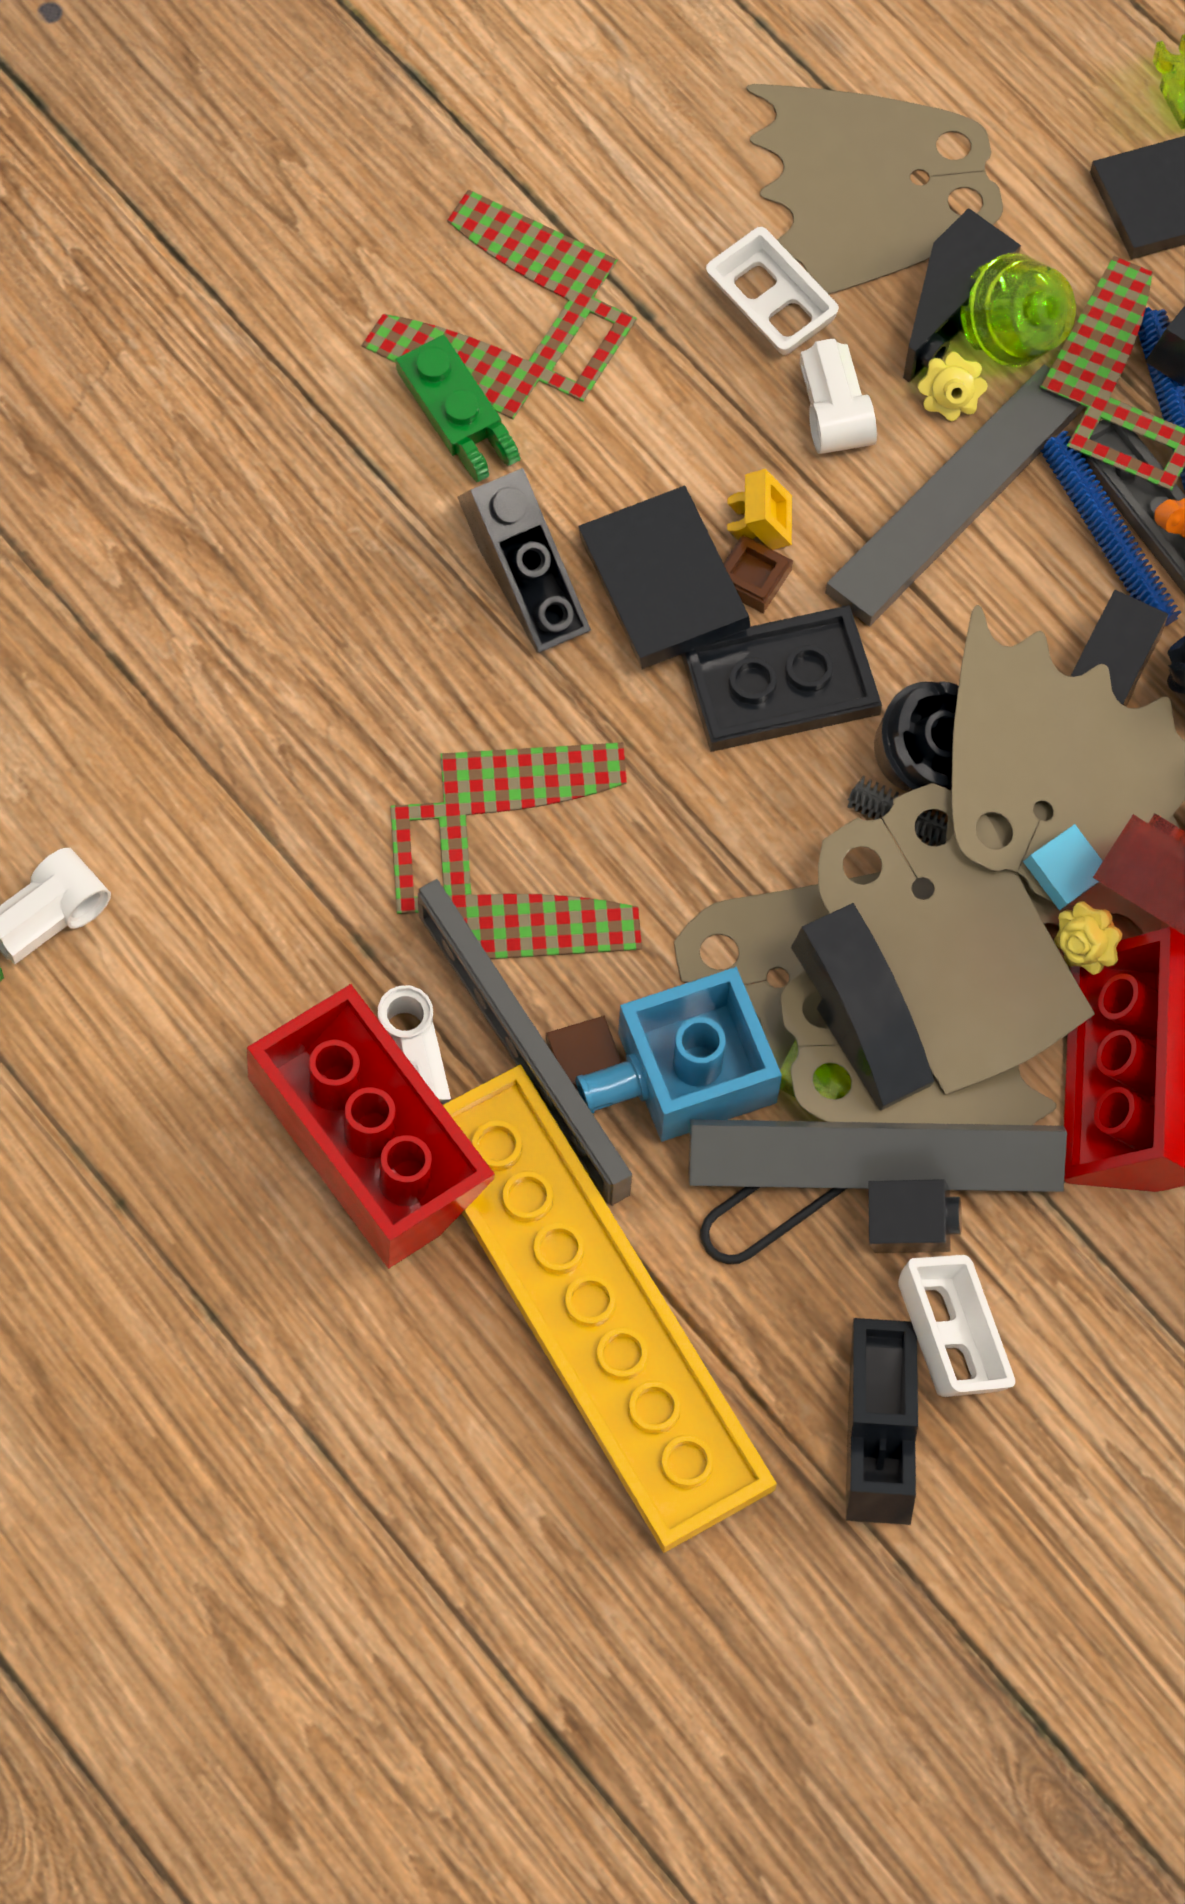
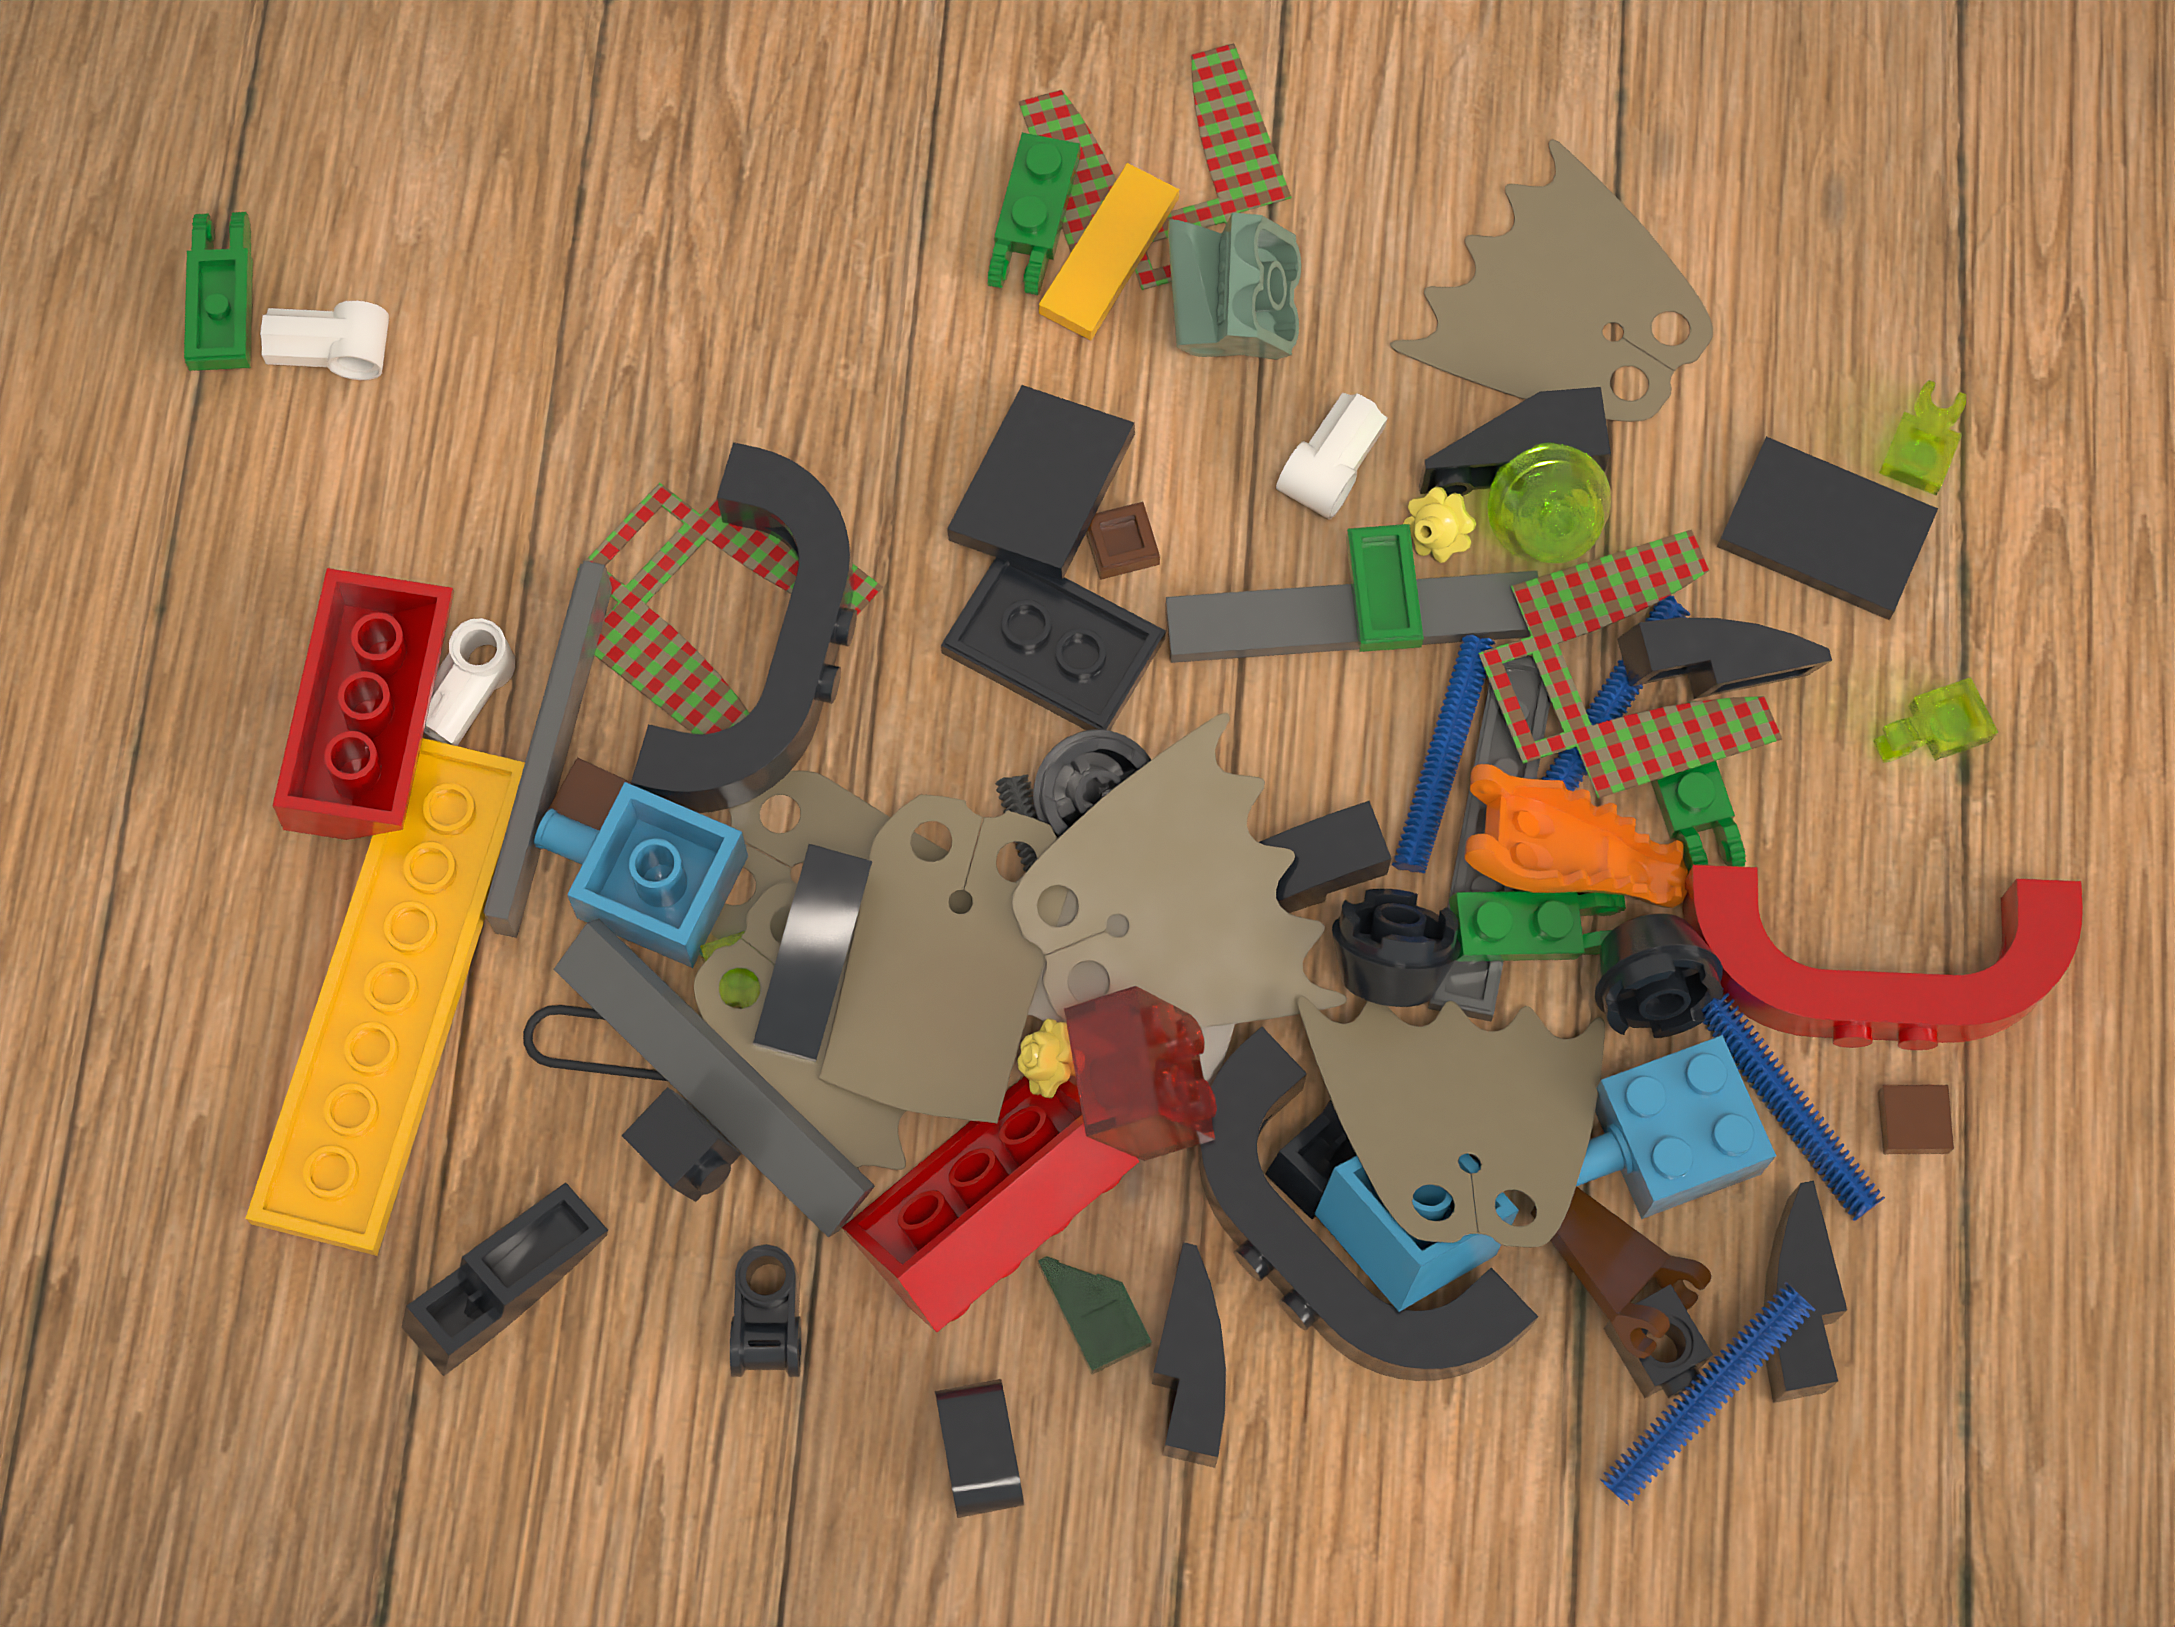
camera: 45 degrees right, 5 degrees up
(524, 559) = (950, 376): black slope -> none
(538, 392) = (1108, 251): none -> yellow tile
(553, 740) = (752, 756): none -> black arch
(662, 340) = (1235, 287): none -> sand green piece
(766, 510) = (1178, 497): yellow tile -> none
(791, 286) = (1352, 332): white piece -> none
(964, 454) = (1384, 588): none -> green tile
(969, 1328) = (644, 1274): white piece -> none
(1065, 866) = (1081, 978): medium azure tile -> none
(1085, 1280) = (766, 1319): none -> black piece

